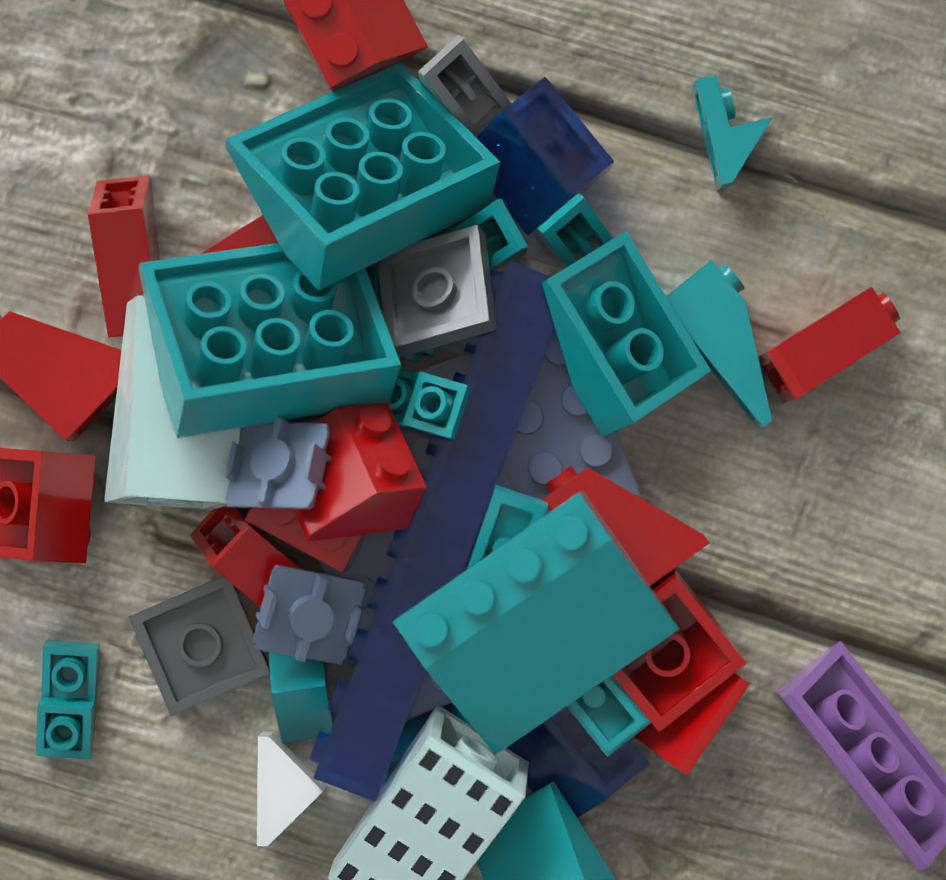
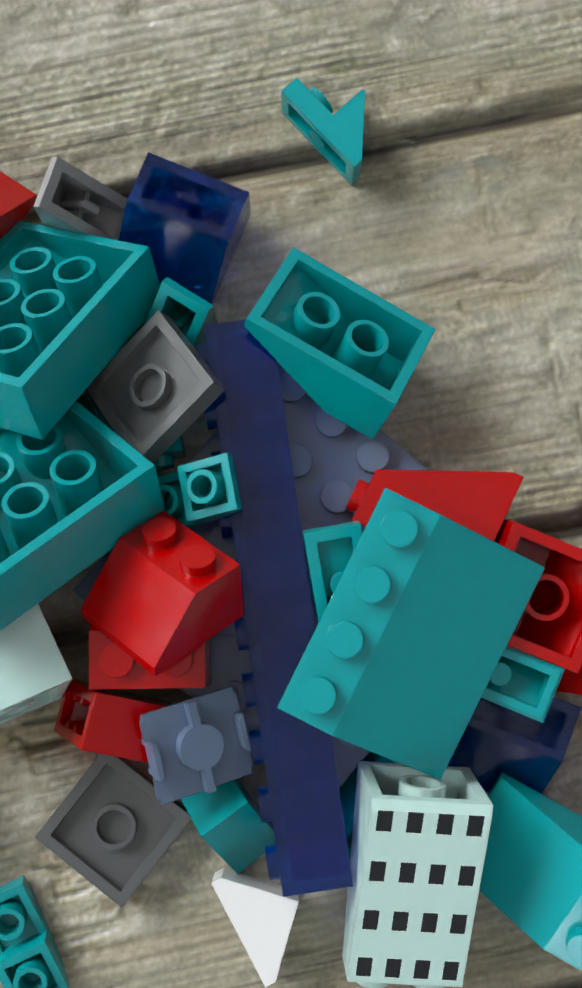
camera: 35 degrees left, 5 degrees down
(277, 465) = (90, 621): sand blue piece -> none
(573, 232) = (244, 276): teal slope -> none
(723, 334) = (427, 291): teal slope -> none
(830, 344) = (522, 257): red slope -> none

